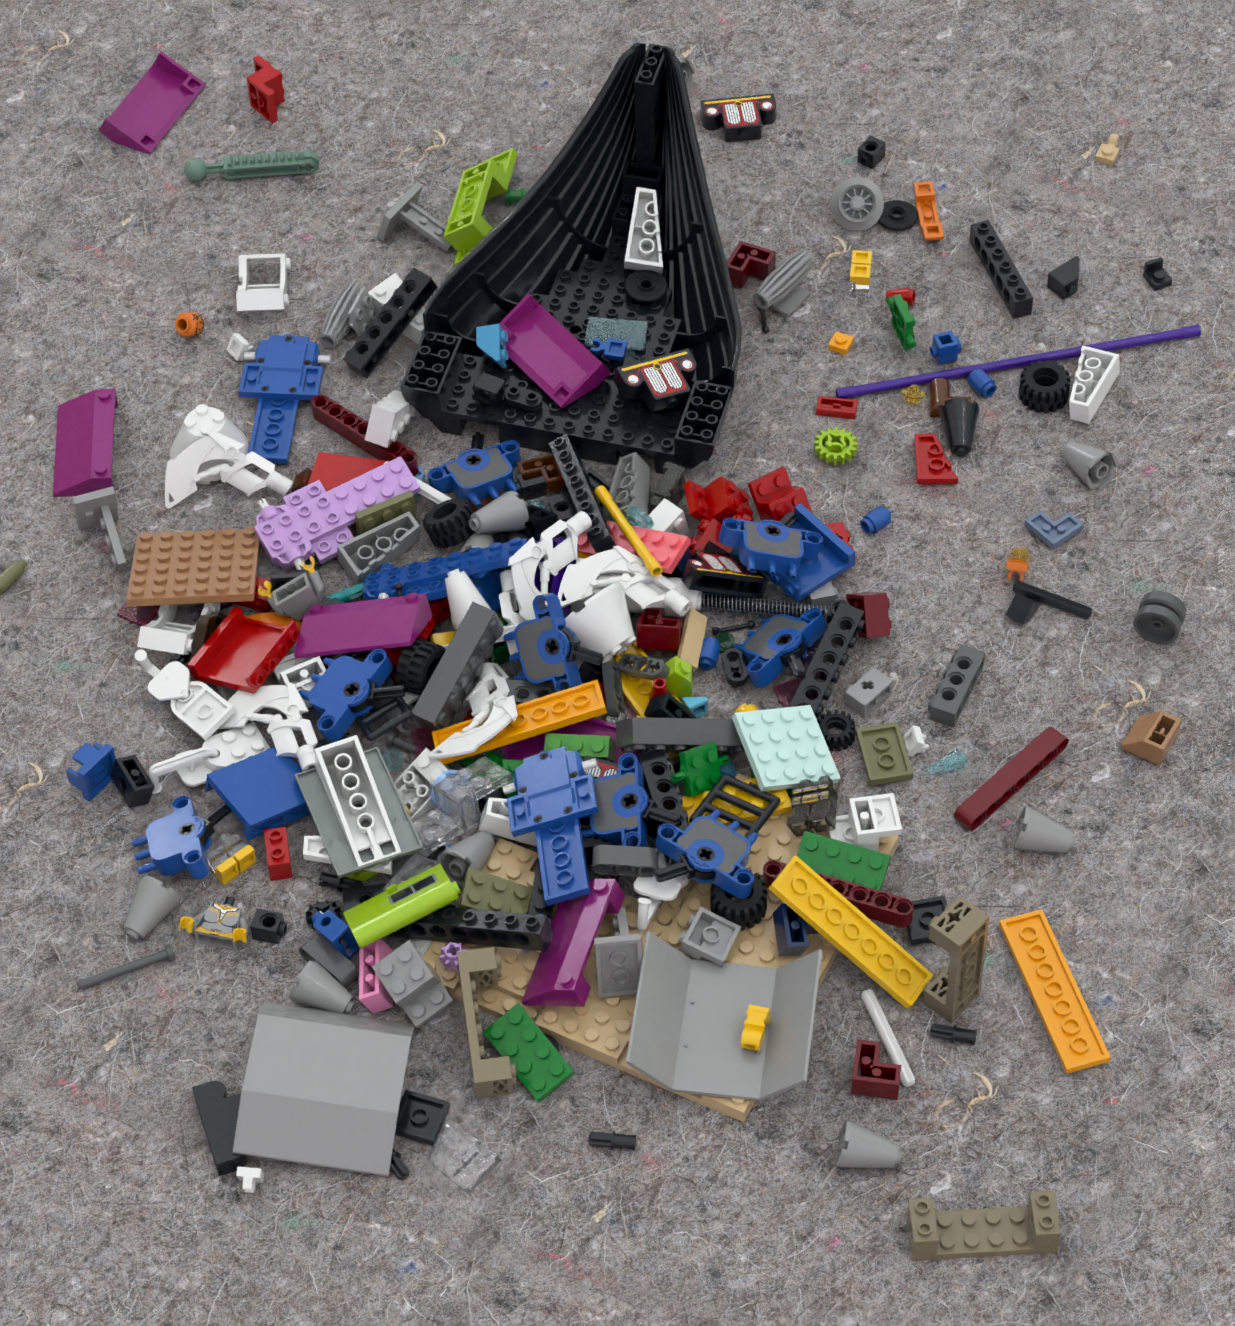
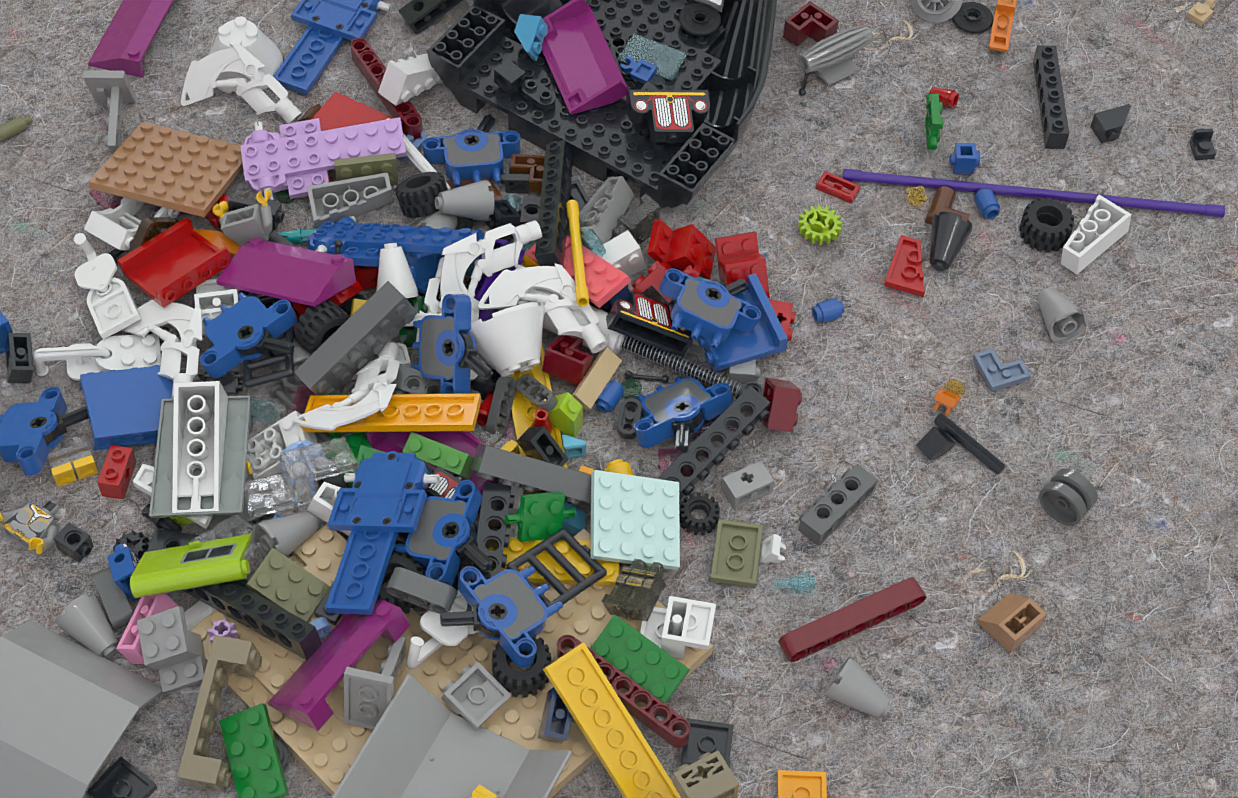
camera: 15 degrees right, 5 degrees up
(840, 343) = (868, 125): light orange plate -> none
(860, 273) = (912, 63): yellow hips -> none

